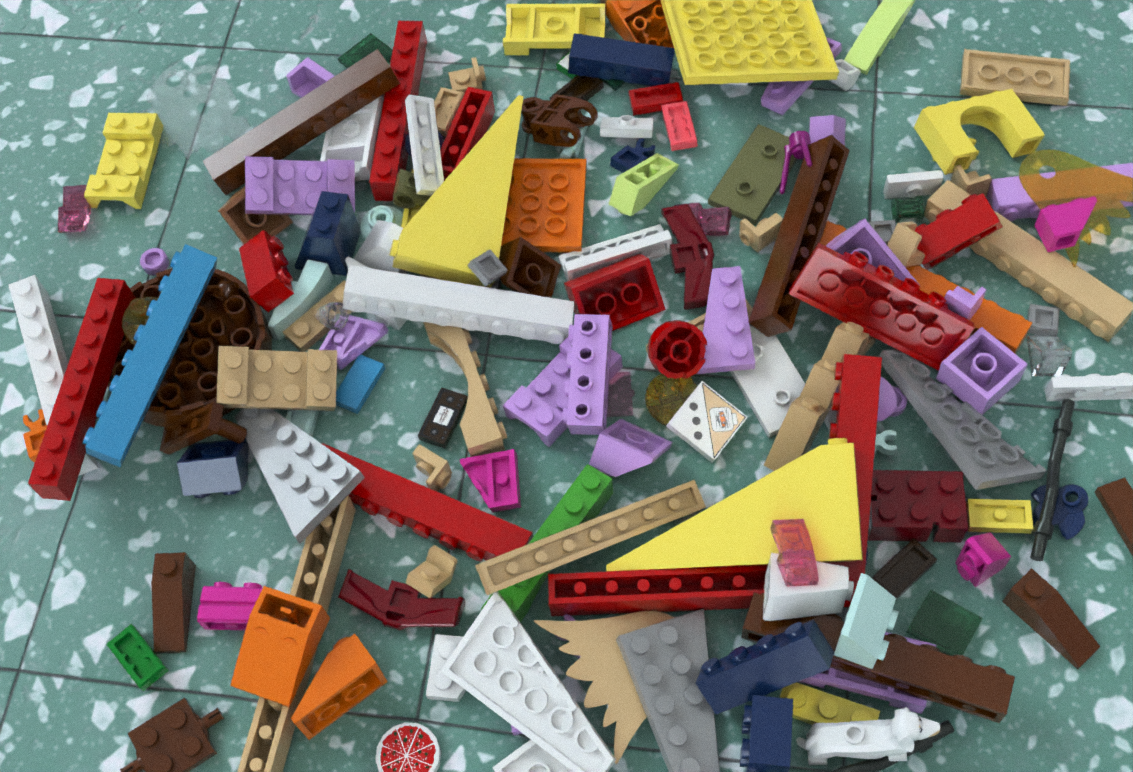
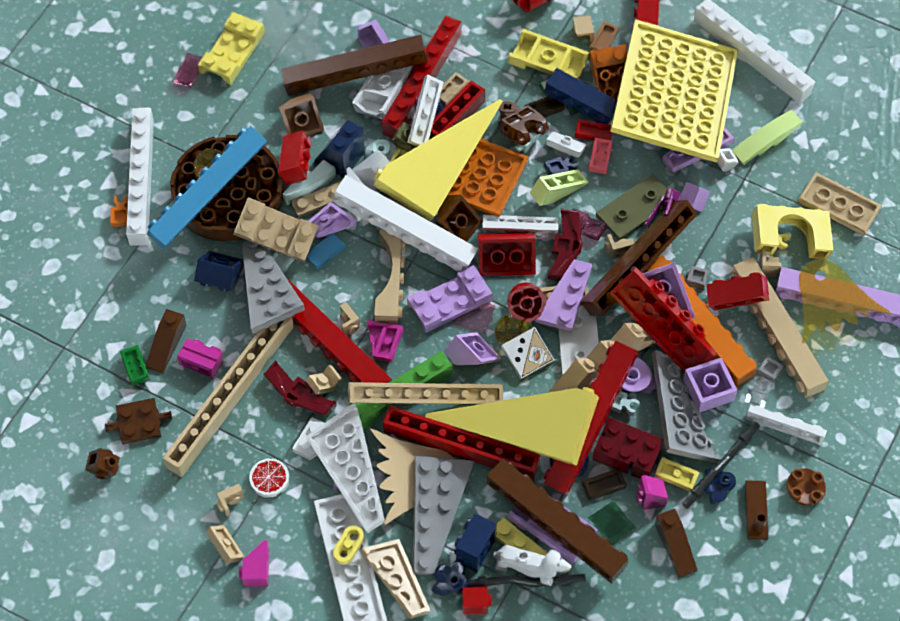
camera: 15 degrees right, 0 degrees up
(81, 391) = (157, 193): red brick -> none
(154, 261) = (227, 124): lavender tile -> none
(198, 426) = (218, 242): reddish brown piece -> none
(278, 645) = (219, 386): orange slope -> none
(294, 185) = (334, 107): lavender piece -> none
(333, 315) = (324, 202): clear bar -> none
(339, 685) = (245, 423): orange slope -> none
(364, 48) = (415, 27): clear green piece -> none
(443, 418) = (368, 291): tile -> none
(468, 77) = (476, 72): tan bracket -> none
(487, 268) = (431, 207): light grey tile -> none
(588, 375) = (466, 296): lavender brick -> none
(765, 666) = (489, 501): dark blue brick -> none
(796, 552) = (533, 443): clear pink slope -> none
(805, 601) = (531, 466): white slope -> none
(866, 624) = (554, 496): light aqua slope -> none
(905, 243) = (699, 287): tan panel -> none
(907, 208) = (720, 266): clear green bush -> none
(912, 184) = (731, 251): white plate -> none
(963, 302) = (717, 338): lavender panel -> none
(1063, 223) = (809, 312): dark pink slope -> none

